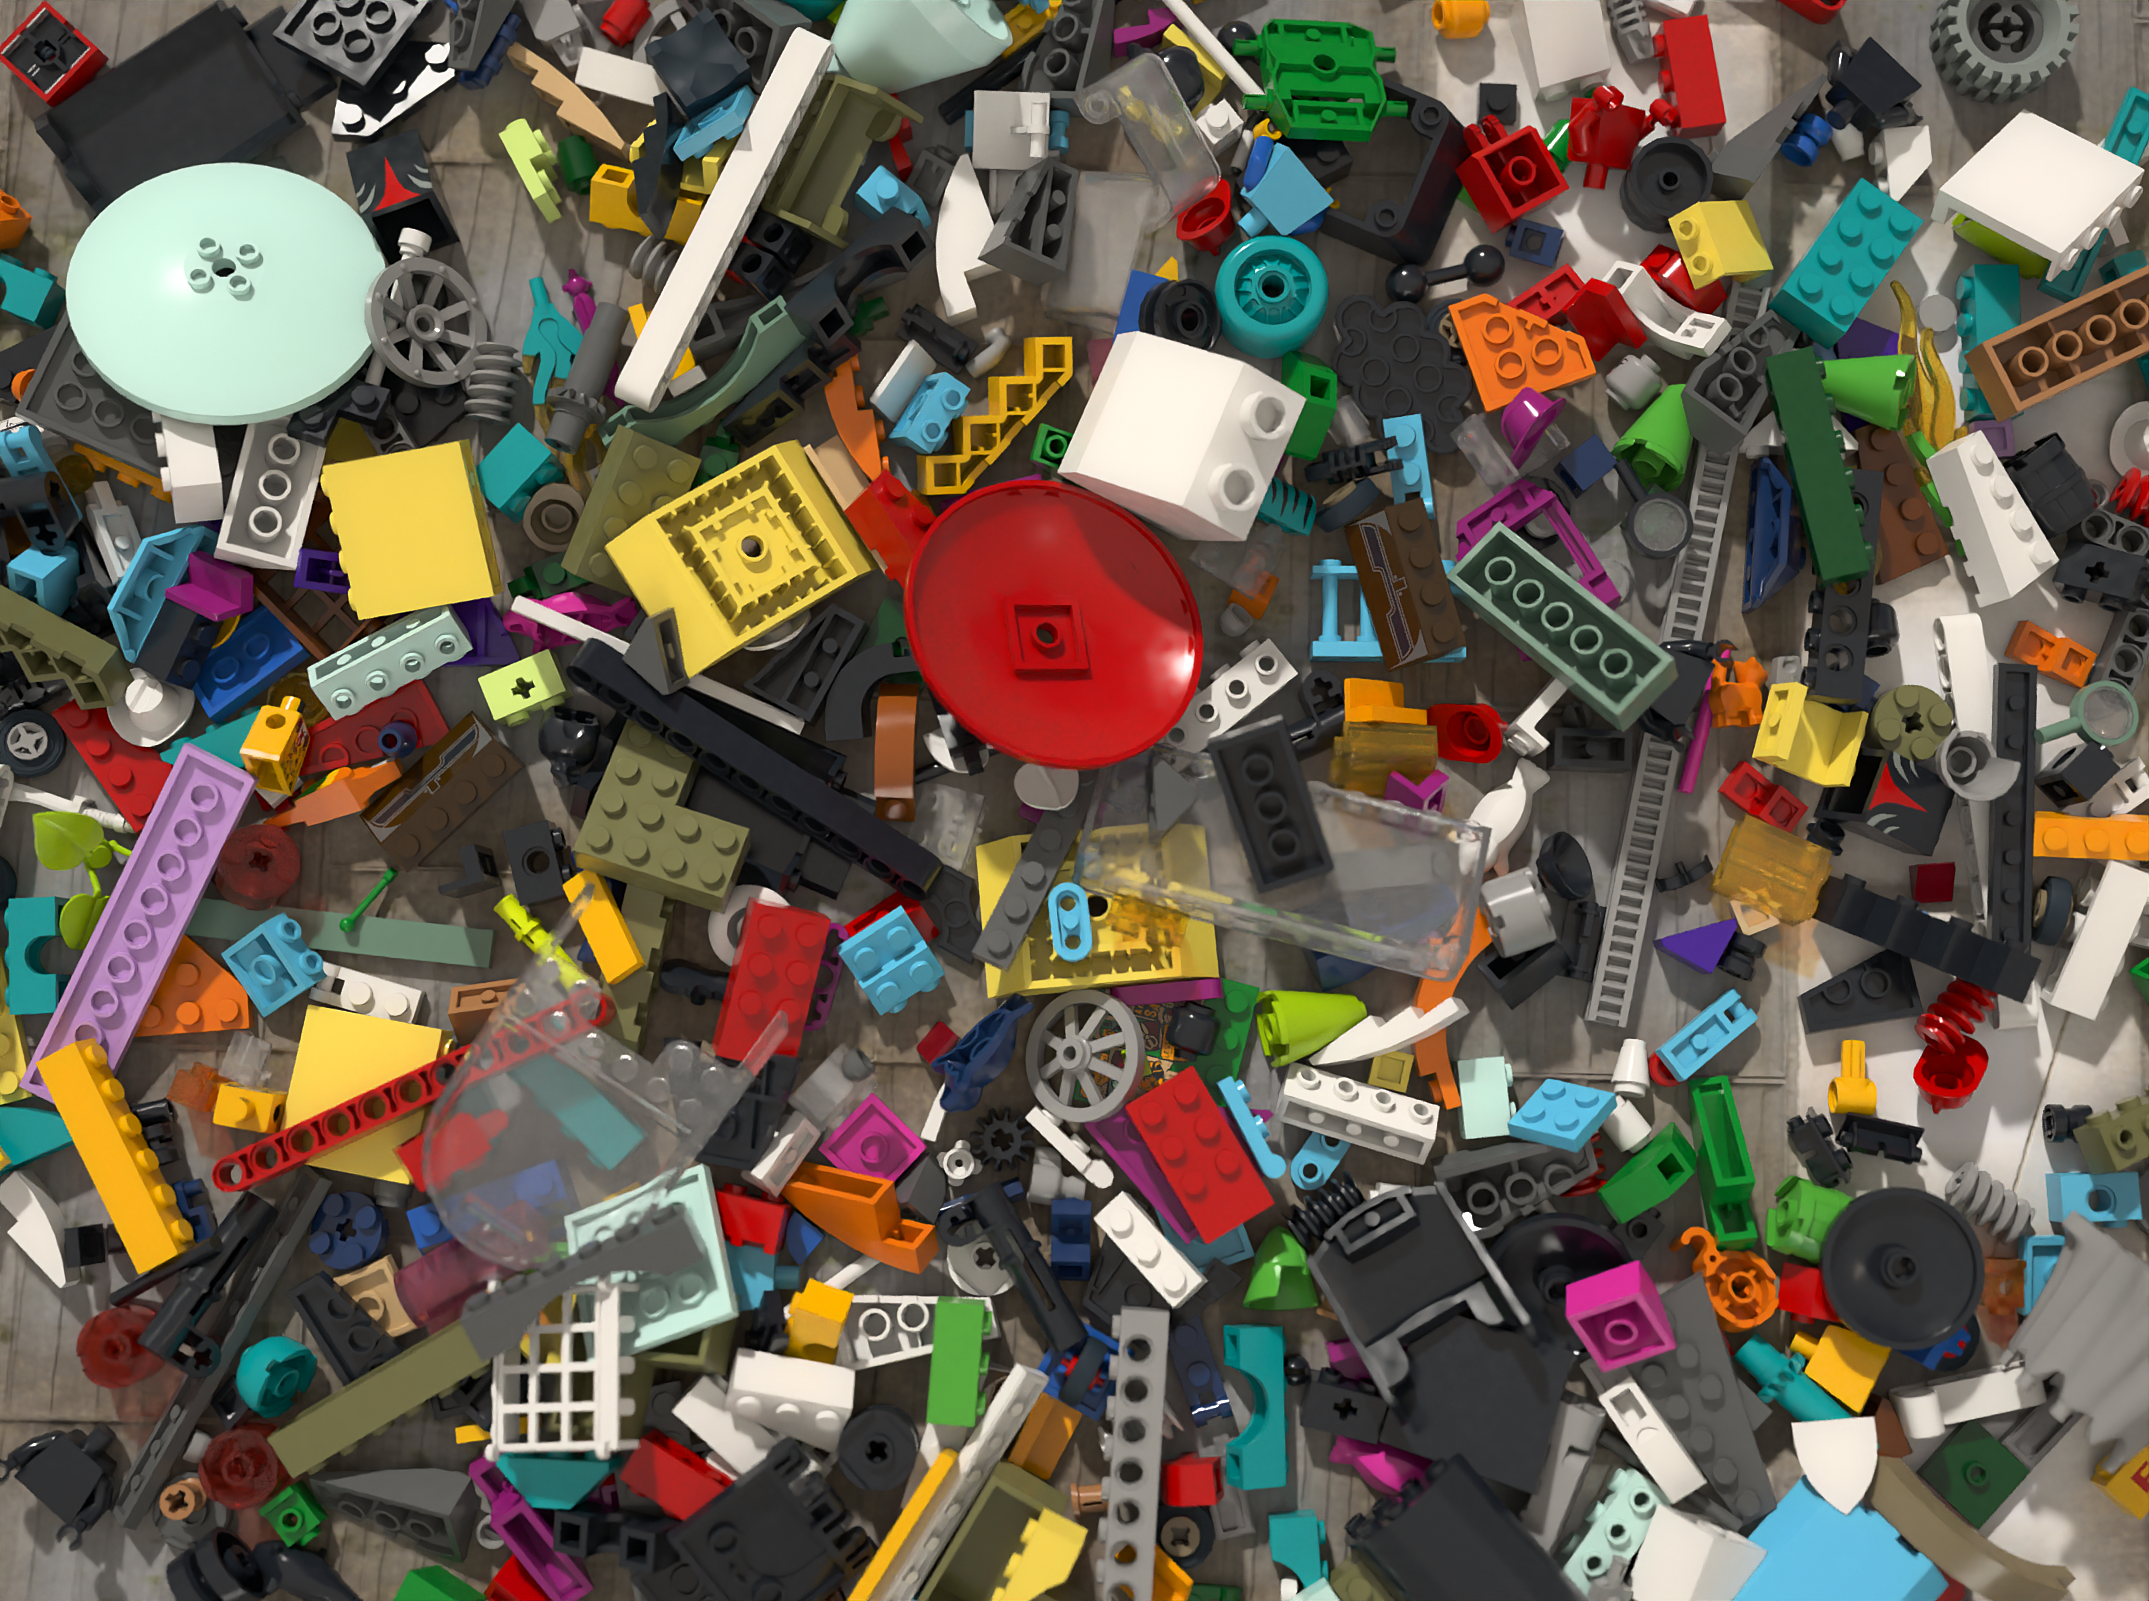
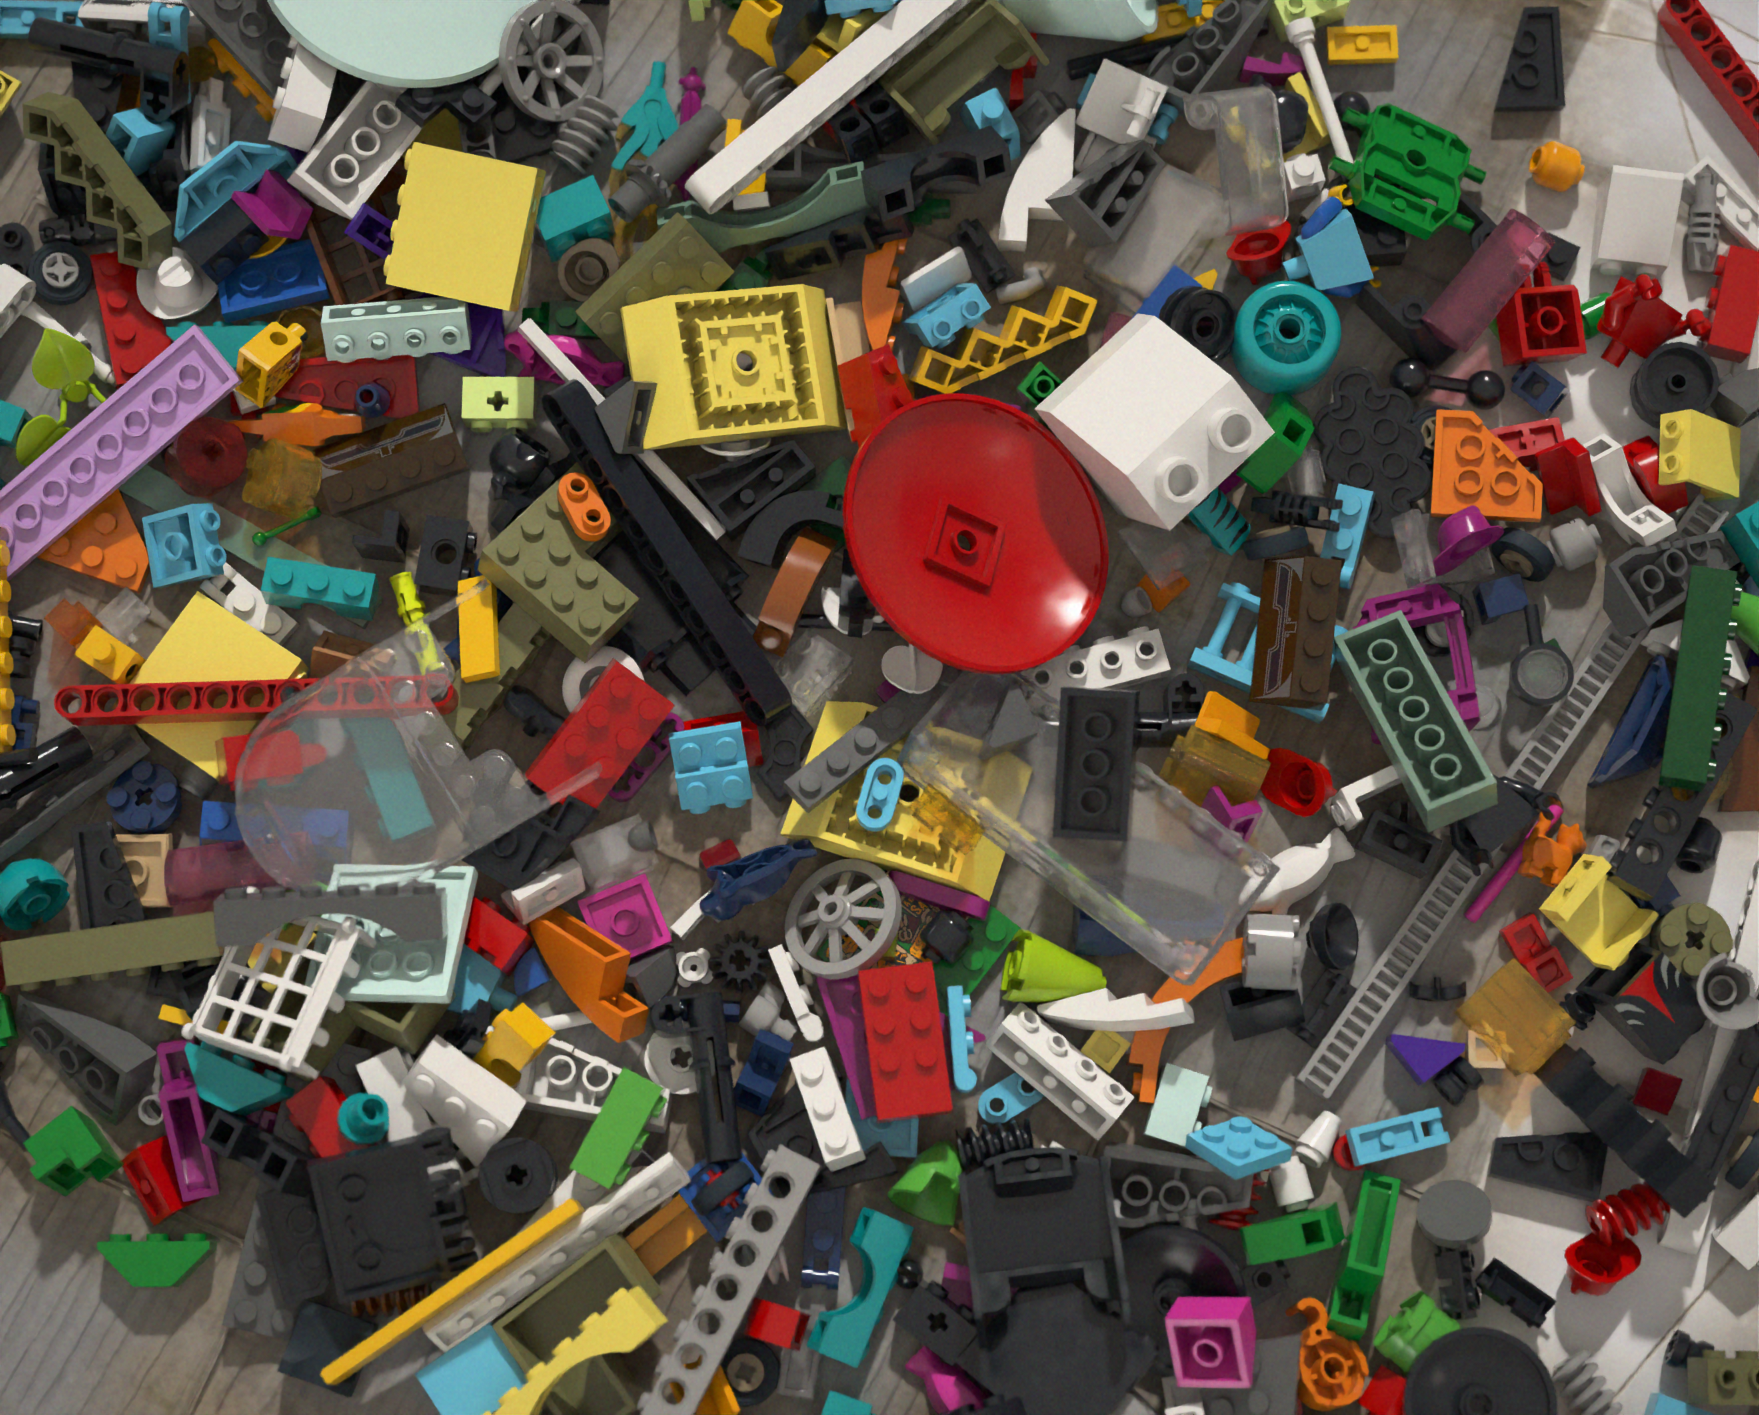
camera: 20 degrees right, 5 degrees down
(342, 857) = (282, 478): none -> clear yellow brick
(444, 944) = (344, 590): none -> teal arch
(652, 759) = (583, 504): none -> orange plate
(702, 1463) = (363, 1118): none -> teal piece
(1087, 1500) = (677, 1306): medium nougat bush -> none
(1447, 156) = (1488, 280): none -> clear pink brick
(1591, 414) = (1523, 554): none -> black wheel
(1658, 442) = (1571, 605): bright green cone -> none
(1792, 1086) = (1454, 1213): none -> dark grey tile
(1852, 1090) = (1507, 1240): yellow axle -> none

